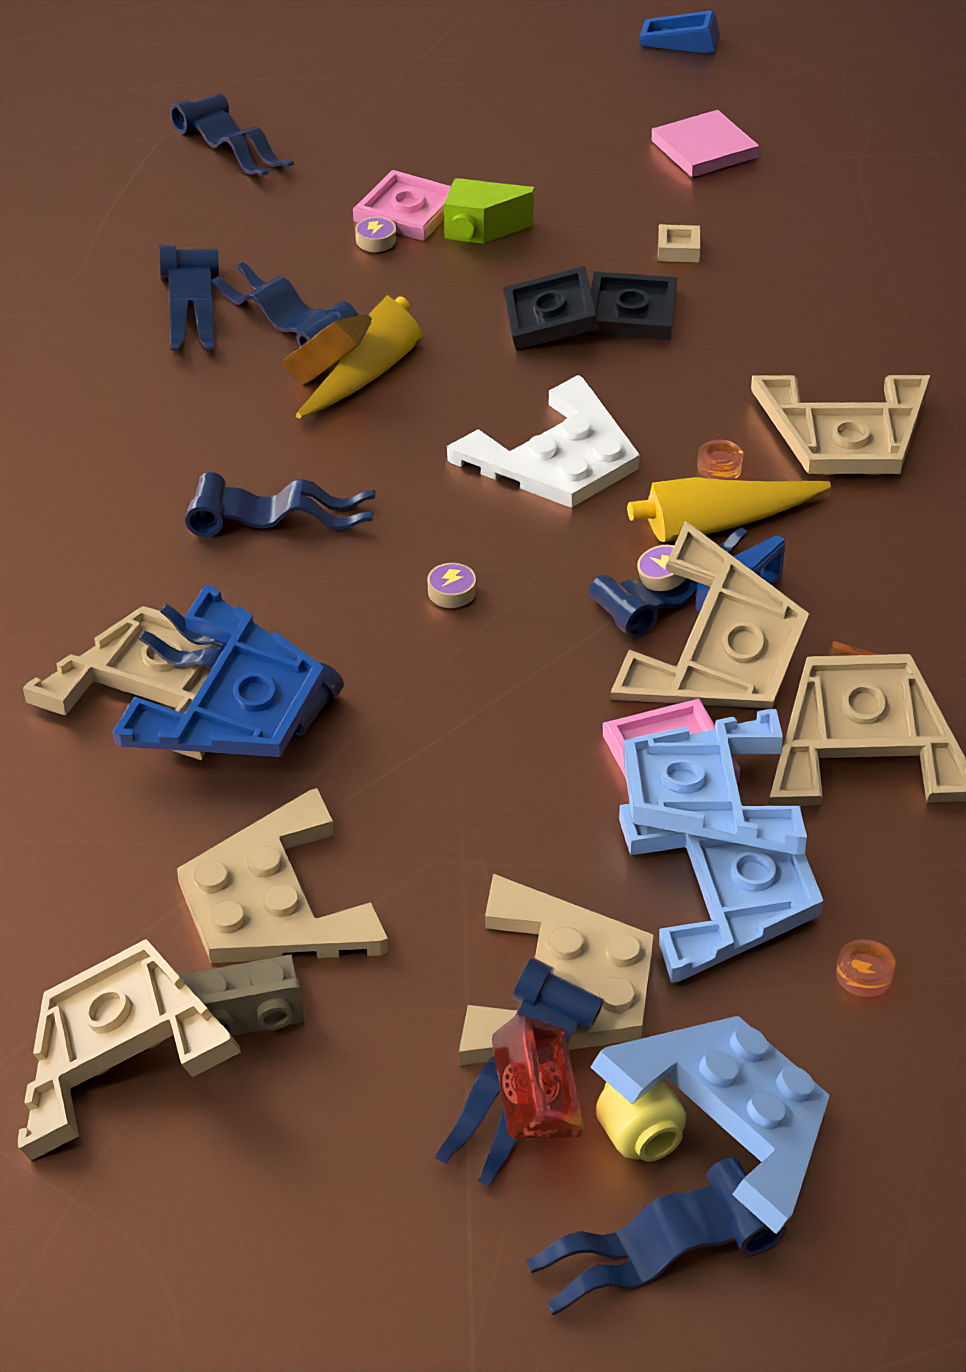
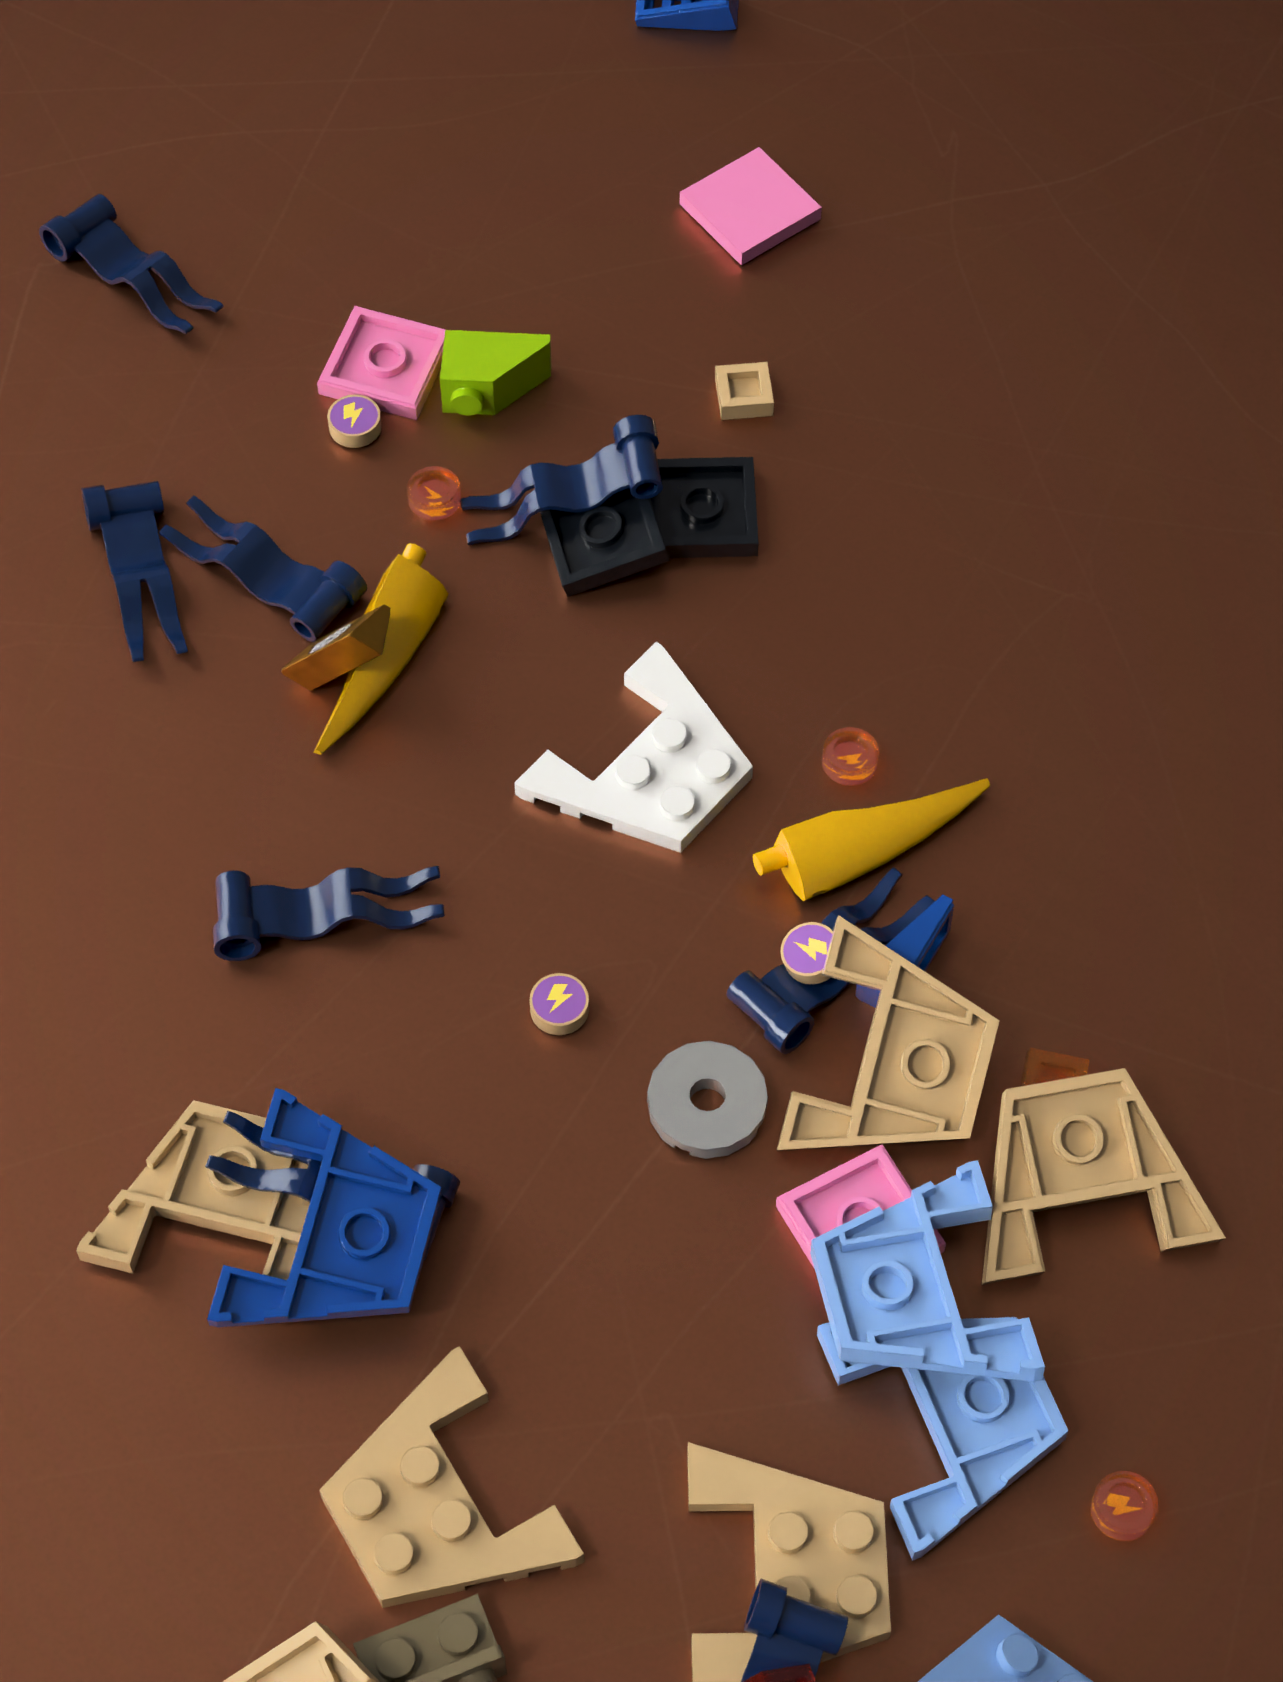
camera: 10 degrees left, 15 degrees up
(426, 279) = (434, 493): none -> clear orange tile
(559, 636) = (707, 1067): none -> light grey tile
(578, 258) = (579, 487): none -> dark blue flag
(845, 435) = (997, 700): tan wing -> none

